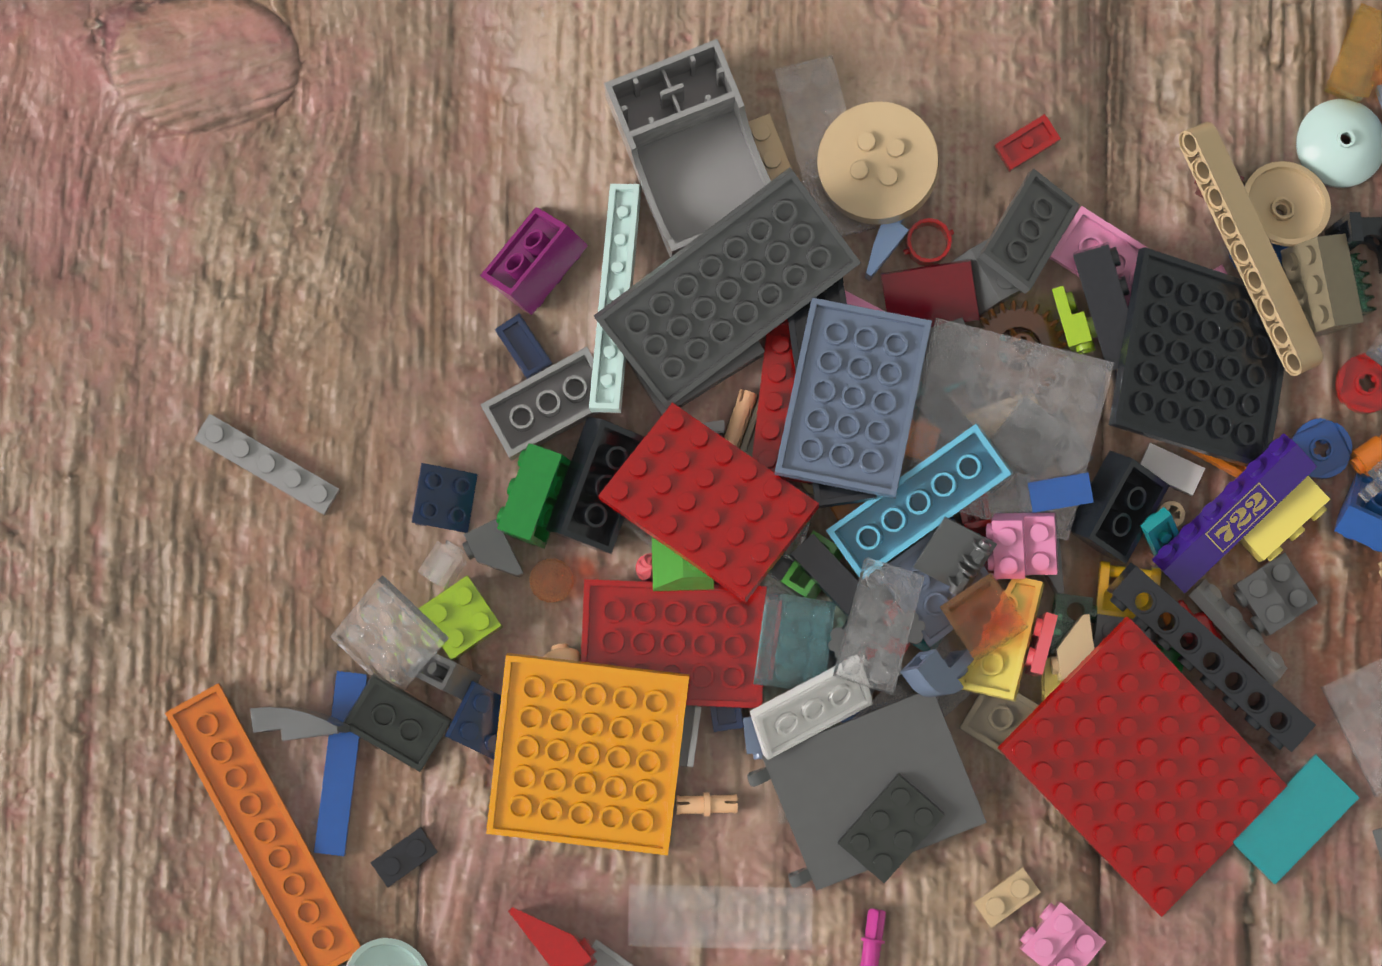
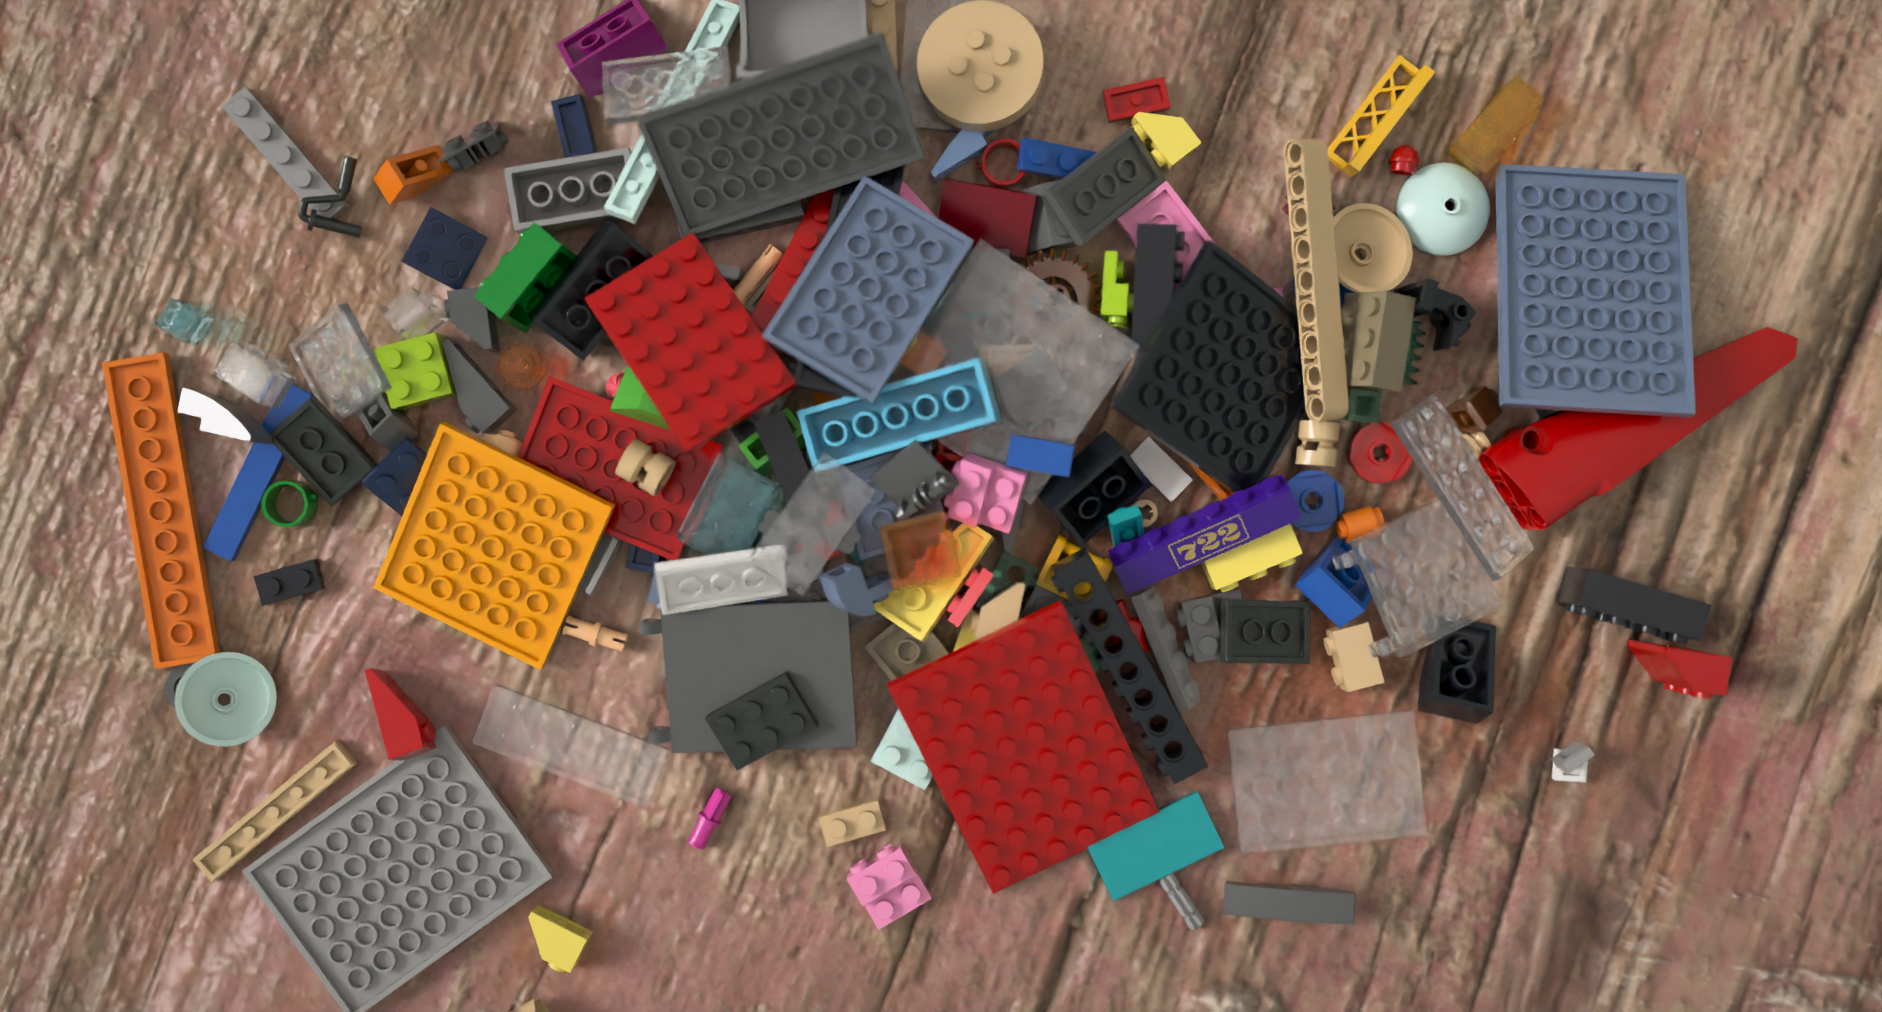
camera: 15 degrees right, 5 degrees up
(228, 647) = (184, 321): none -> clear light blue brick
(311, 673) = (254, 374): none -> clear brick
(317, 512) = (344, 188): none -> pearl dark grey piece
(364, 795) = (269, 503): none -> green piece
(392, 439) = (411, 174): none -> orange slope
(444, 381) = (457, 146): none -> dark grey hinge
(523, 621) = (477, 394): none -> dark grey slope
(599, 277) = (656, 81): none -> clear plate
(695, 634) = (648, 469): none -> tan wheel
(970, 222) = (1050, 158): none -> blue plate
(1031, 813) = (901, 754): none -> light aqua plate
(1067, 166) = (1166, 136): none -> light yellow slope
(1261, 84) = (1387, 122): none -> yellow fence
(1289, 112) = (1404, 160): none -> red plate
(1308, 384) = (1317, 432): none -> tan wheel
(1323, 583) = (1265, 631): none -> pearl dark grey plate
(1335, 346) = (1363, 406): none -> clear green brick
(1338, 862) = (1182, 901): none -> light grey axle

